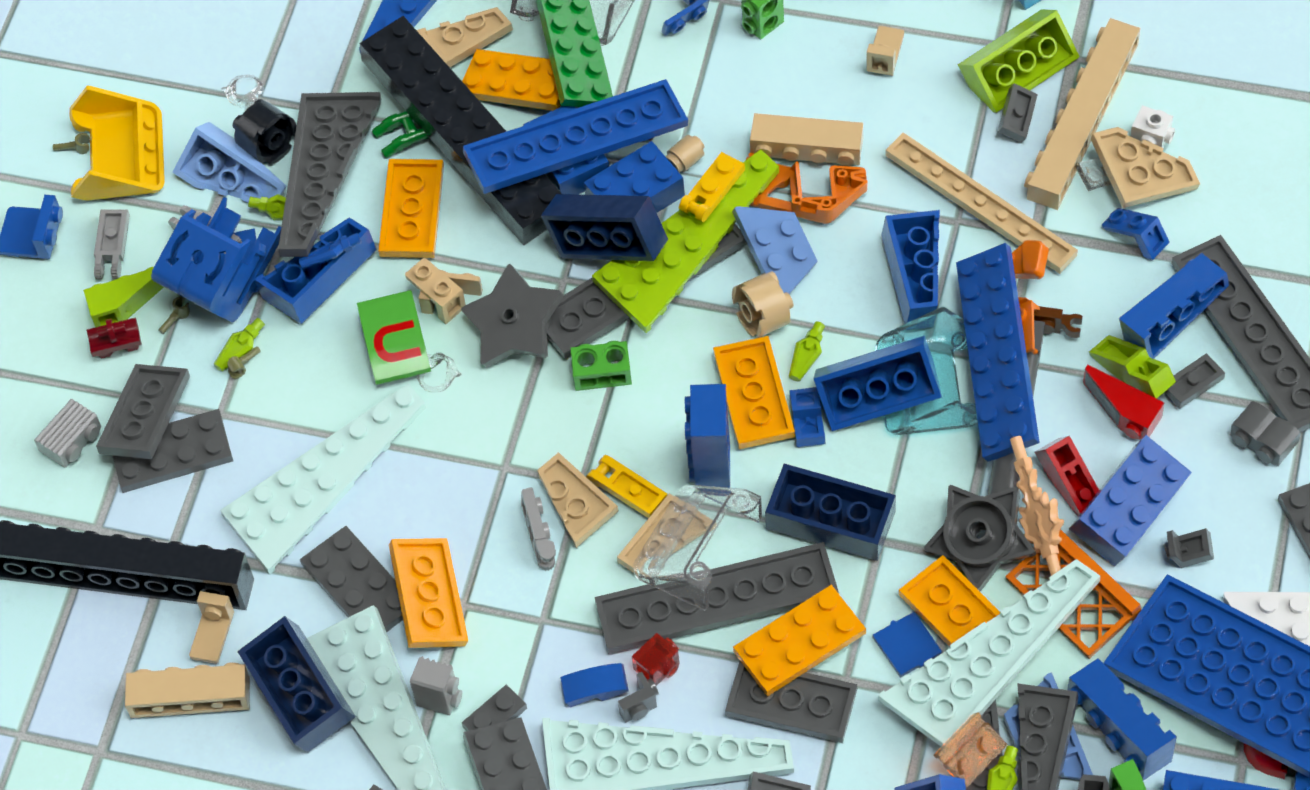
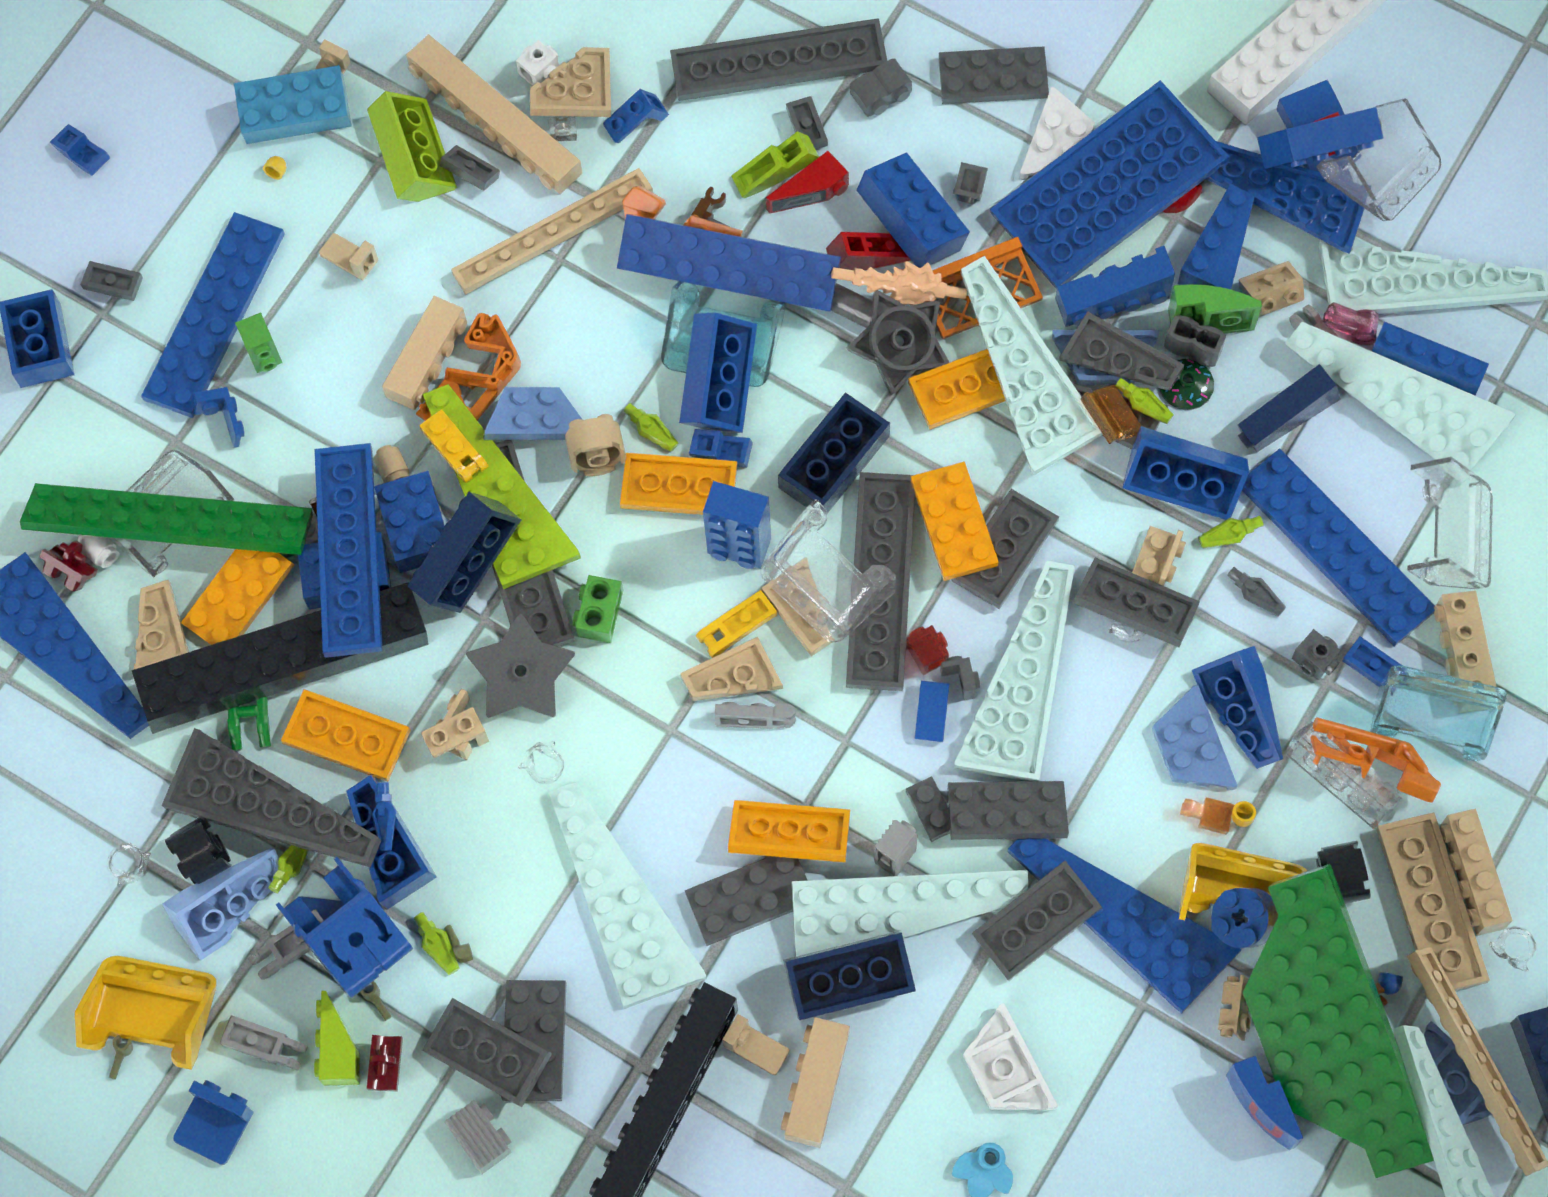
camera: 75 degrees left, 10 degrees up
(393, 337) = (493, 789): bright green slope -> none
(907, 644) = (979, 438): blue piece -> none
(913, 260) = (602, 304): blue wedge -> none
(1173, 305) = (733, 108): blue wedge -> none

